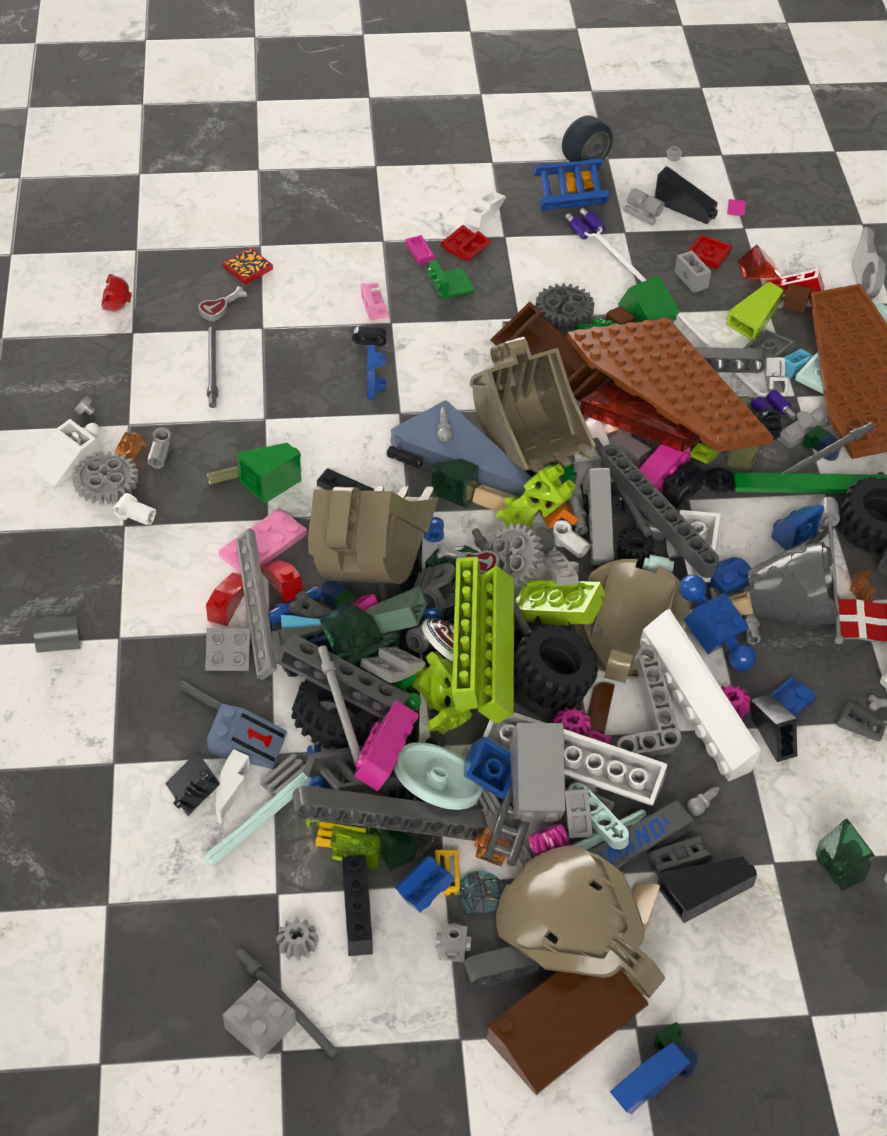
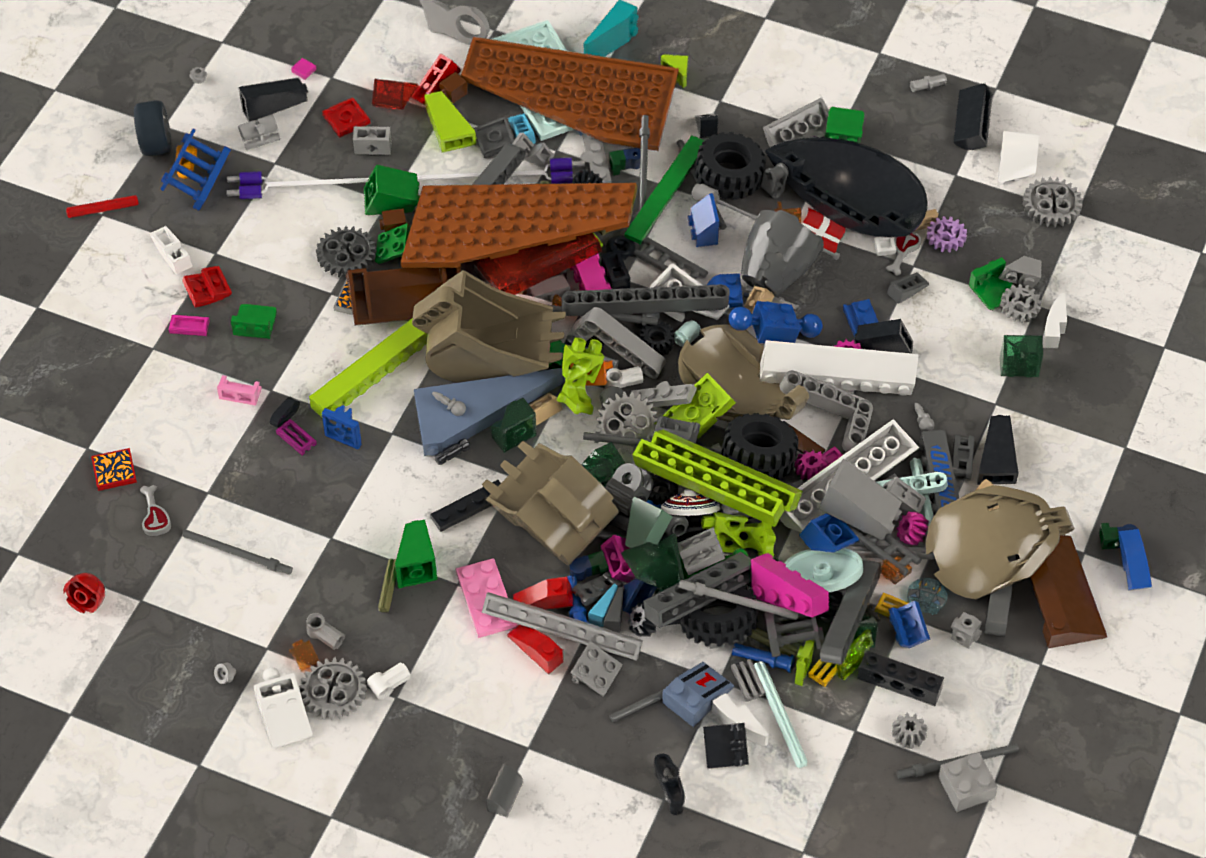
camera: 60 degrees left, 5 degrees up
(113, 753) = (671, 787): none -> black connector
(348, 364) = (305, 446): none -> magenta tile
(433, 363) = (369, 369): none -> lime brick
(487, 559) = (625, 446): light grey piece -> none
(498, 157) = (102, 206): none -> red axle
(528, 595) = (683, 429): none -> dark grey hinge
(742, 532) = (666, 254): none -> dark grey bar

